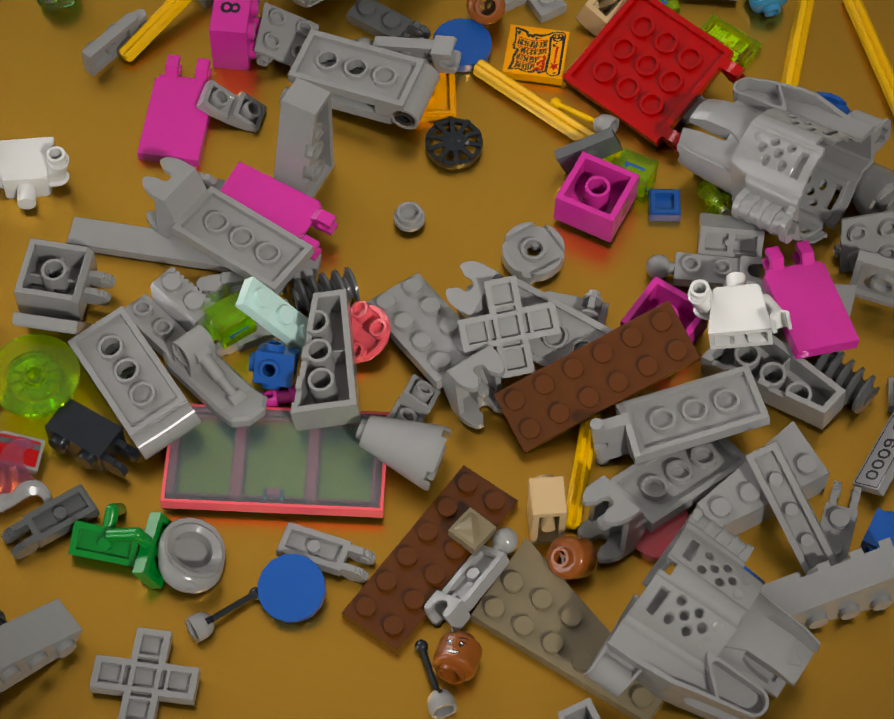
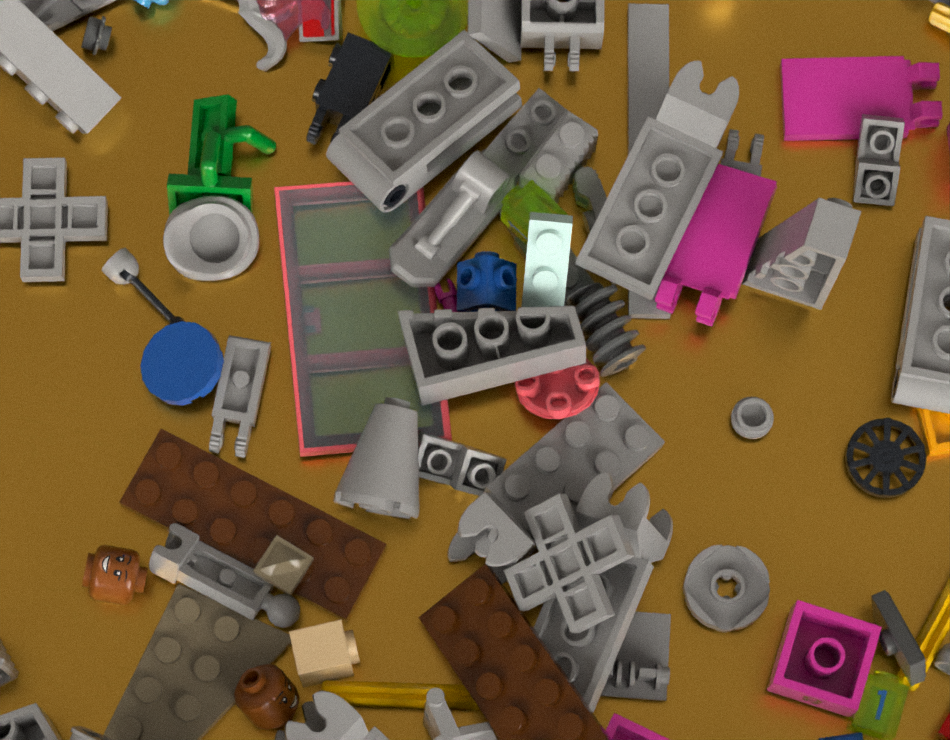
camera: 80 degrees right, 15 degrees up
(50, 521) = (237, 73): dark grey hinge -> none
(440, 701) = (60, 564): light grey hinge -> none

